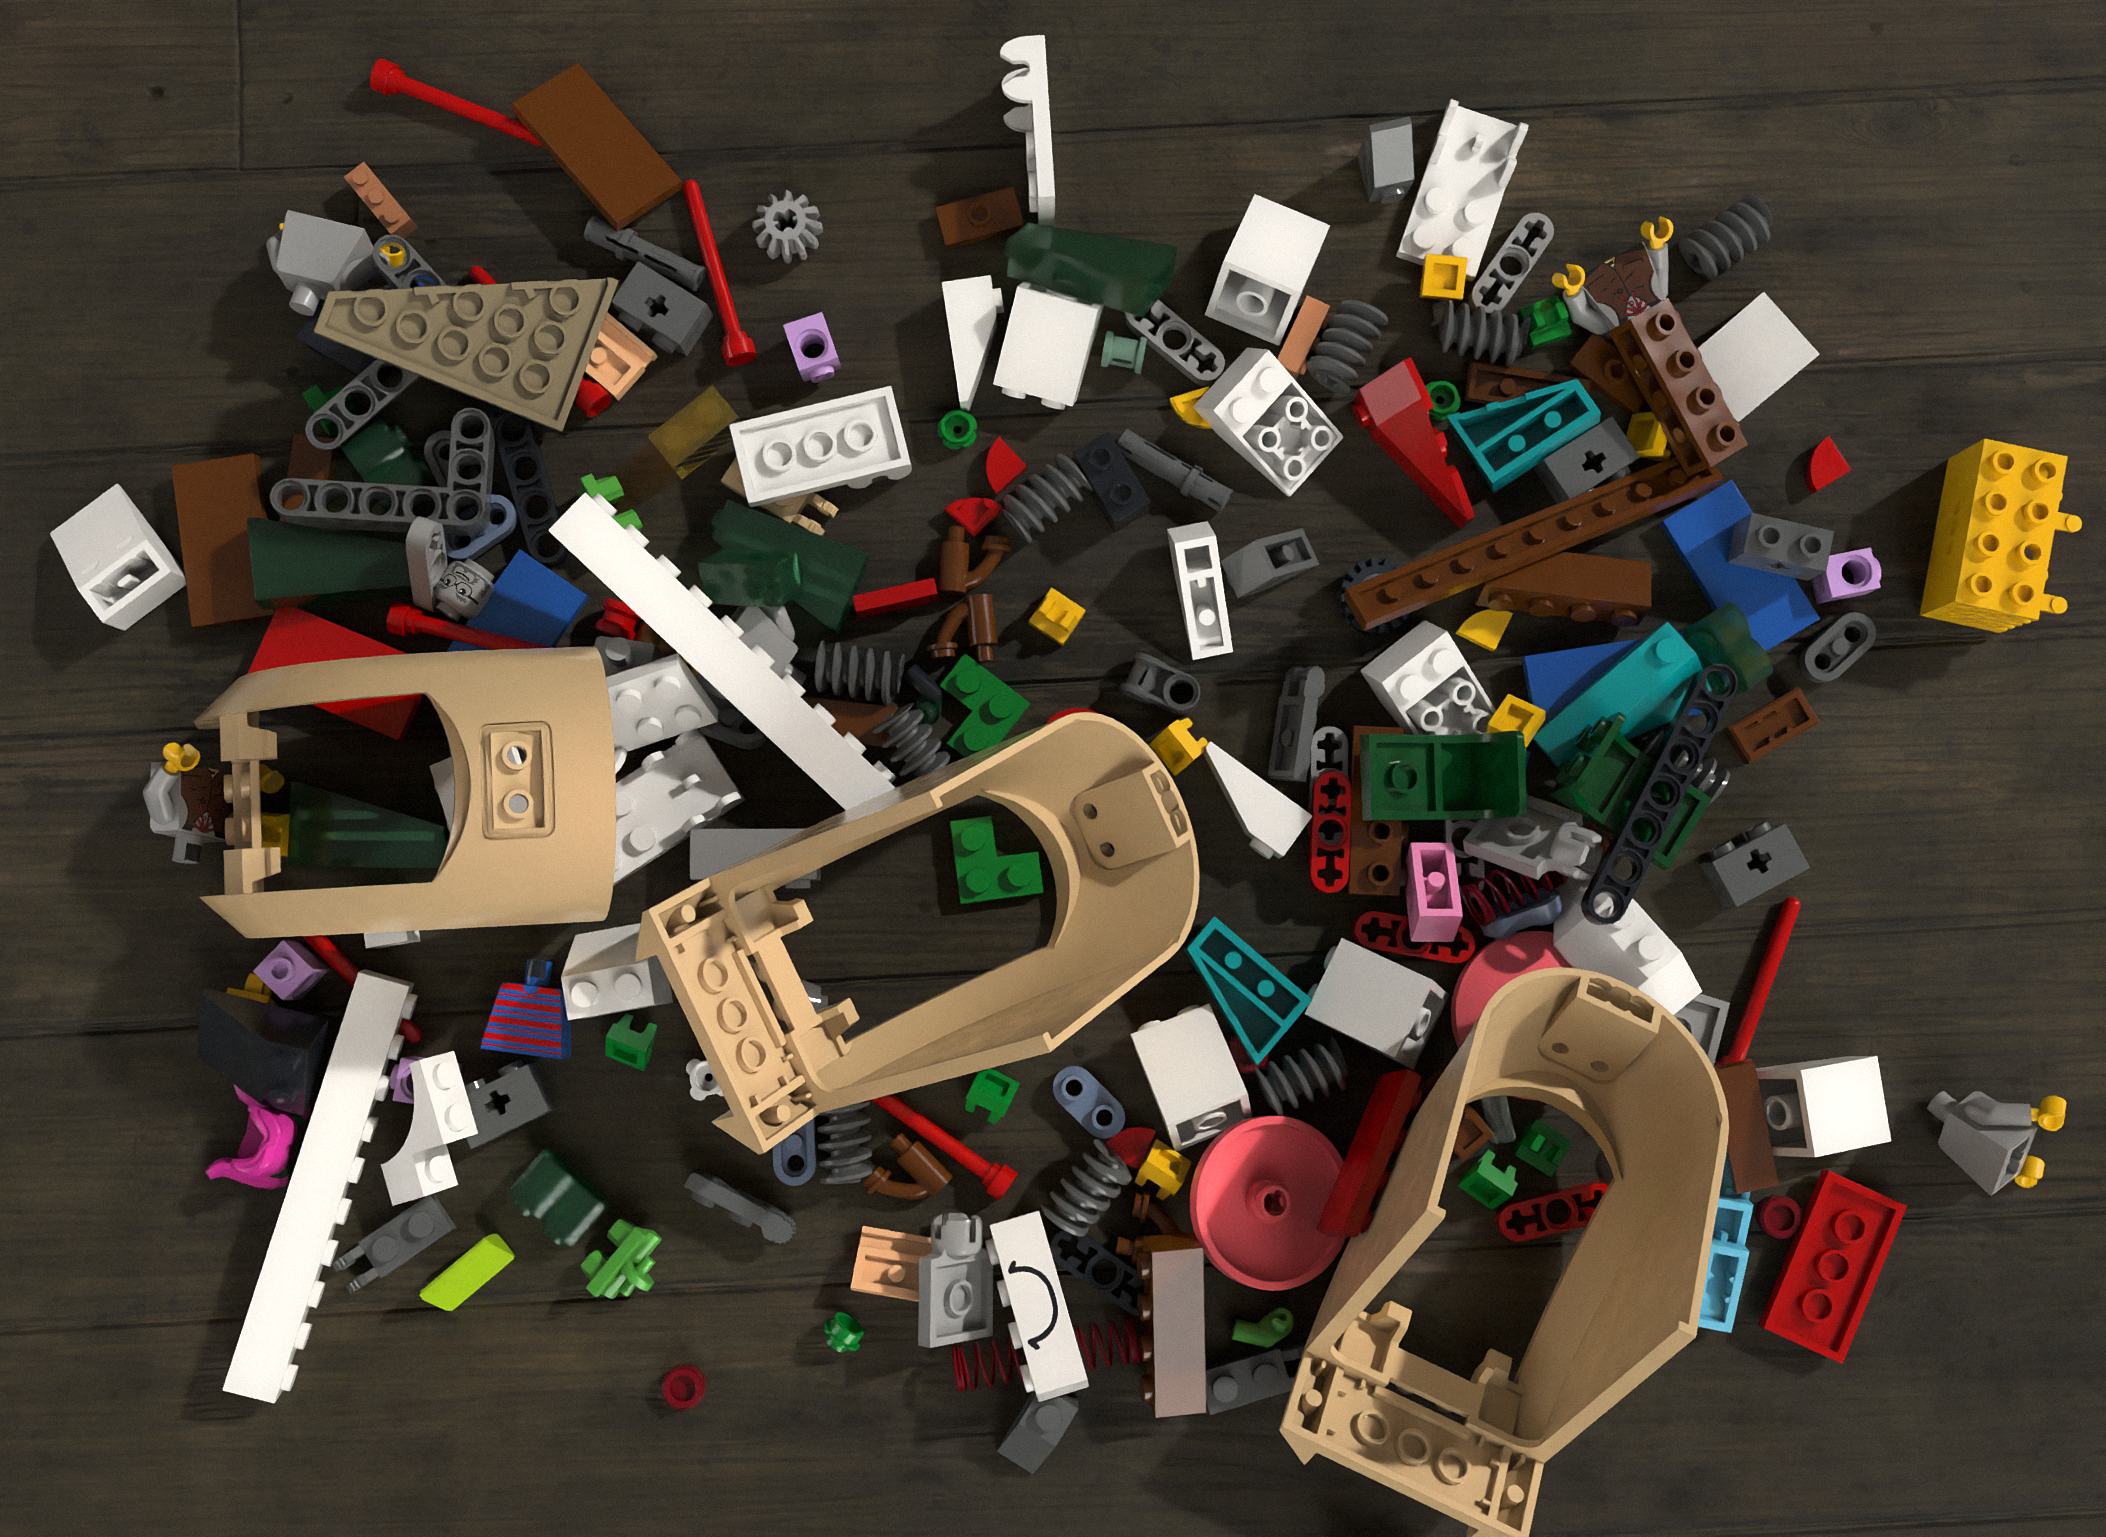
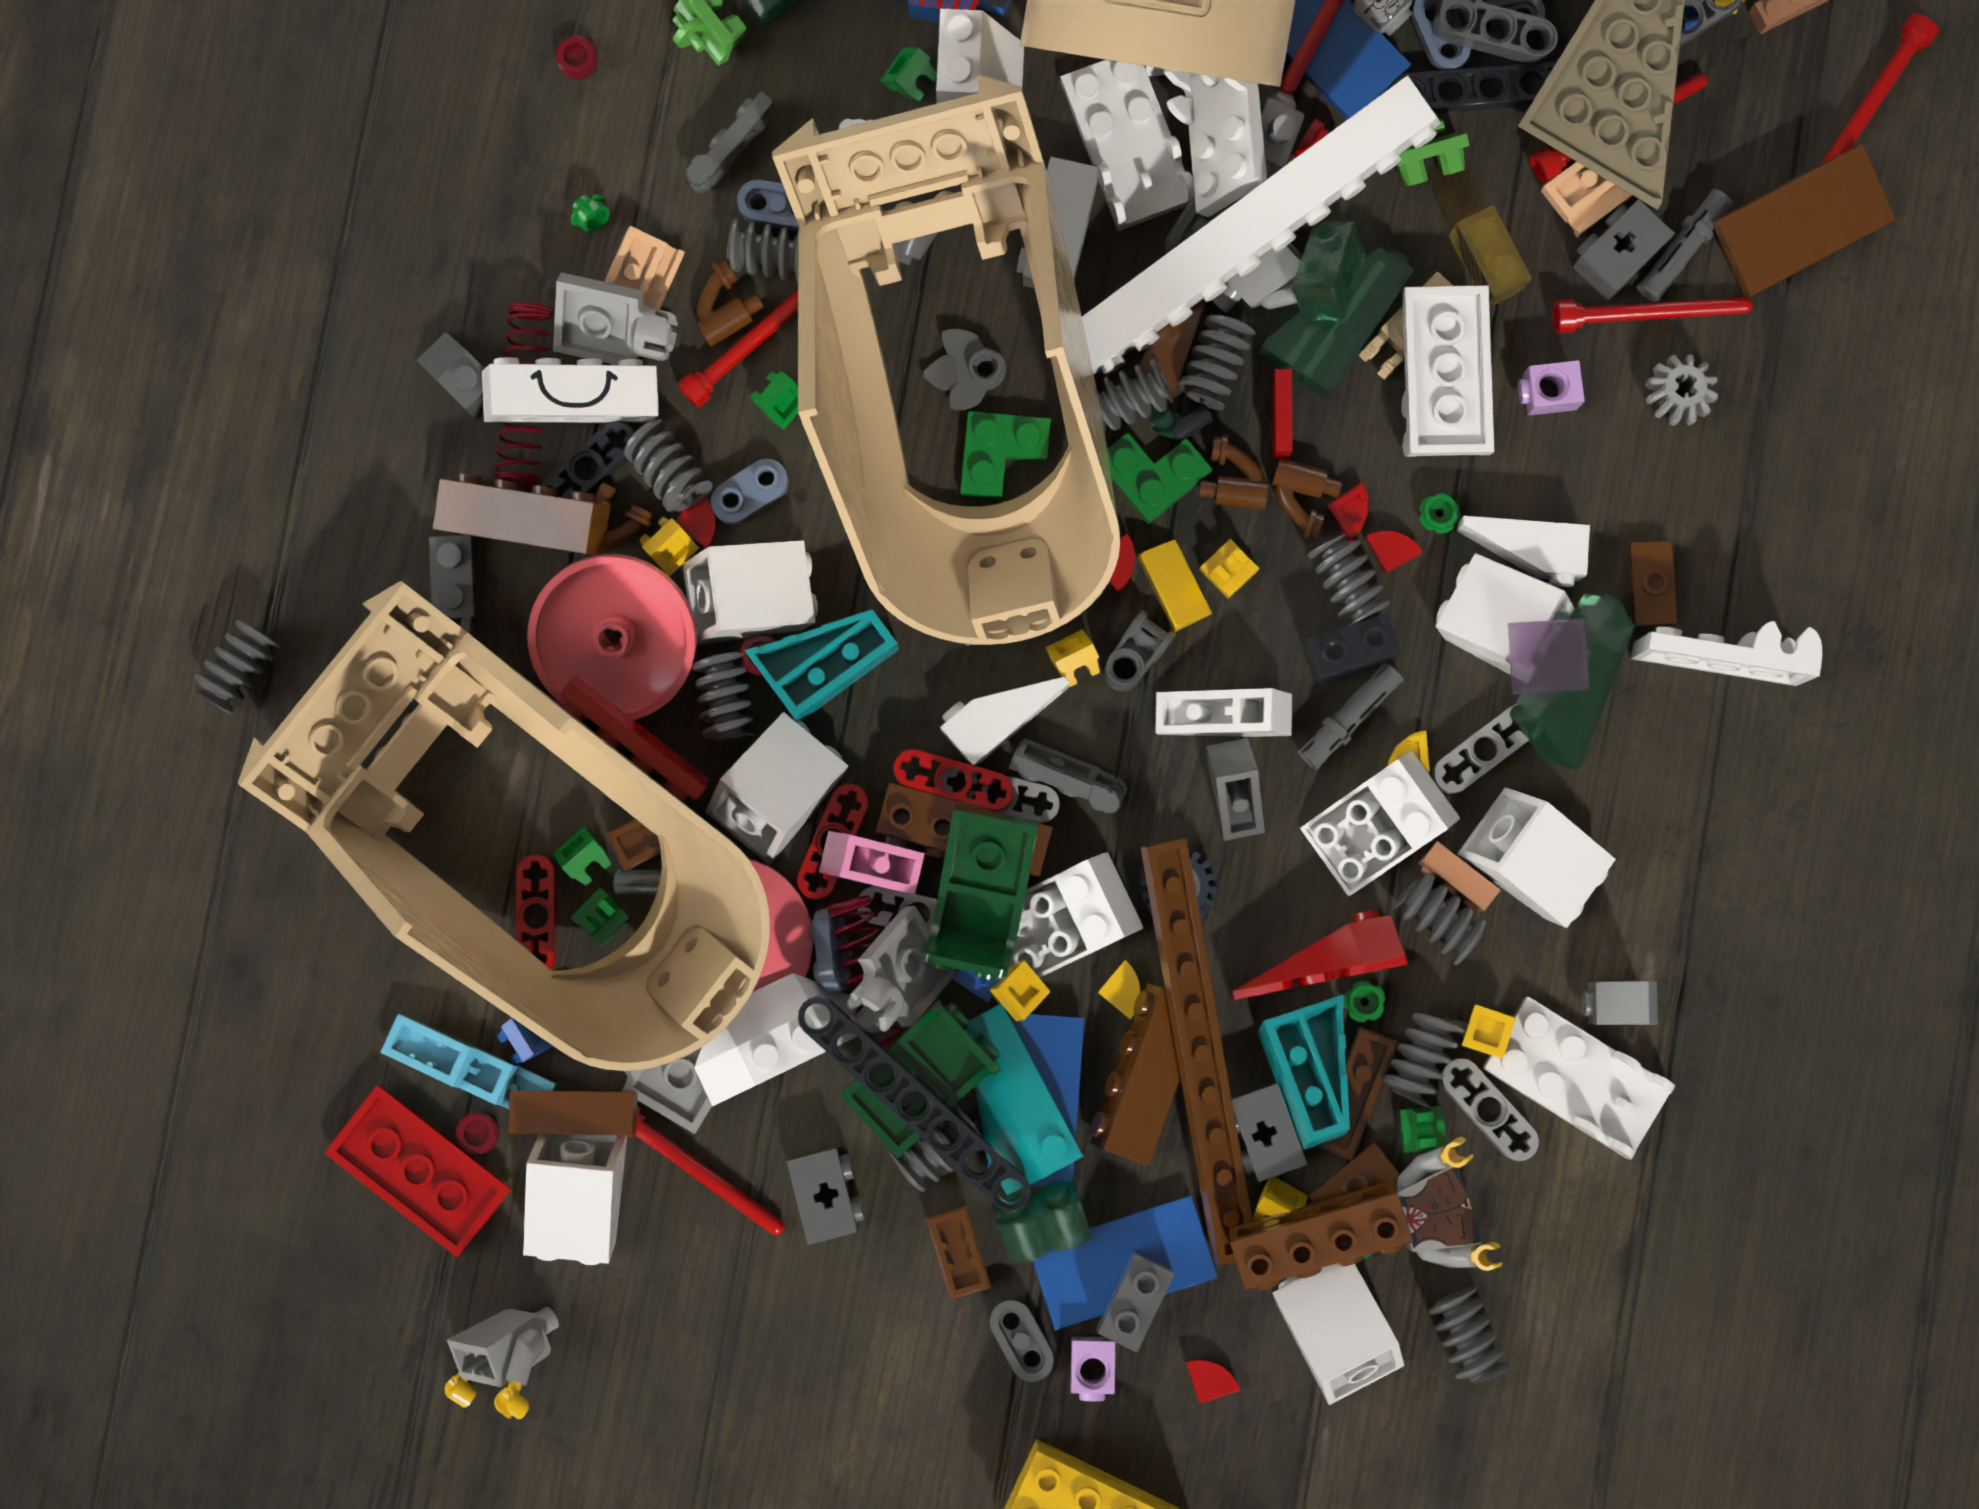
camera: 110 degrees right, 0 degrees up
(918, 923) = (960, 366): none -> dark grey plate
(1085, 287) = (1548, 656): none -> clear purple piece
(1085, 665) = (1174, 585): none -> yellow slope
(1123, 352) = (1482, 694): sand green bush -> none
(1266, 1331) = (492, 610): bright green arm -> none

